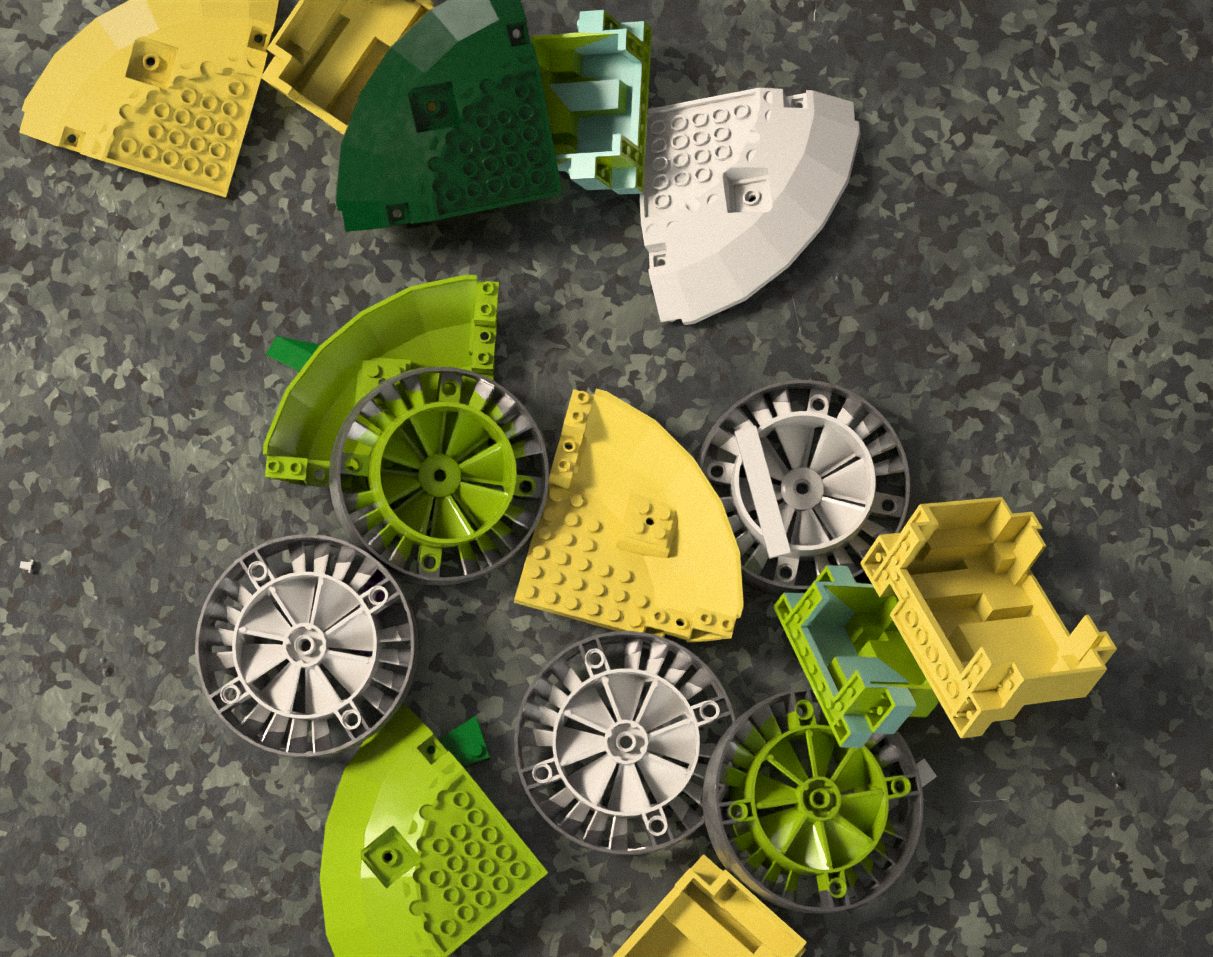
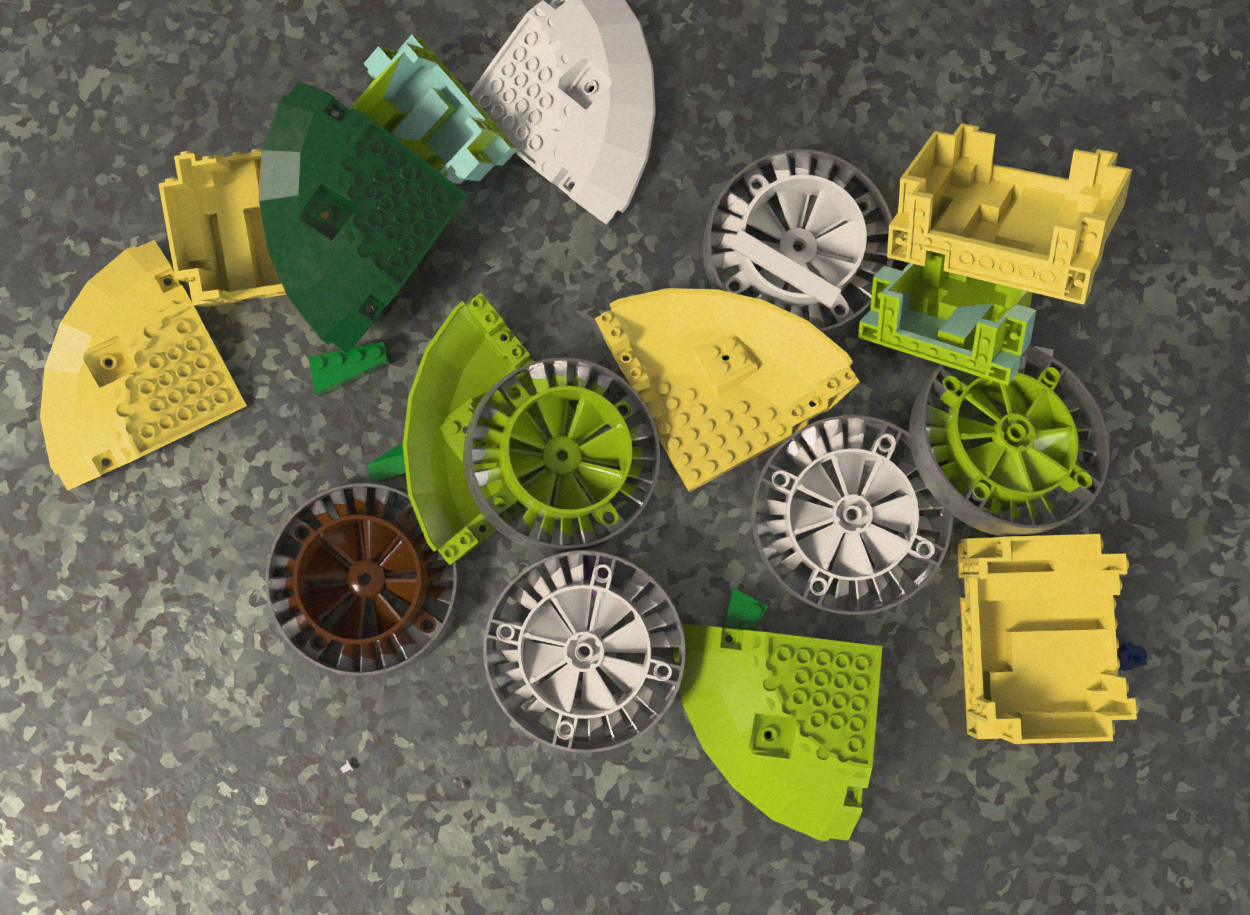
camera: 40 degrees left, 5 degrees up
(163, 380) = (320, 563): none -> reddish brown piece
(327, 235) = (337, 368): none -> green wedge

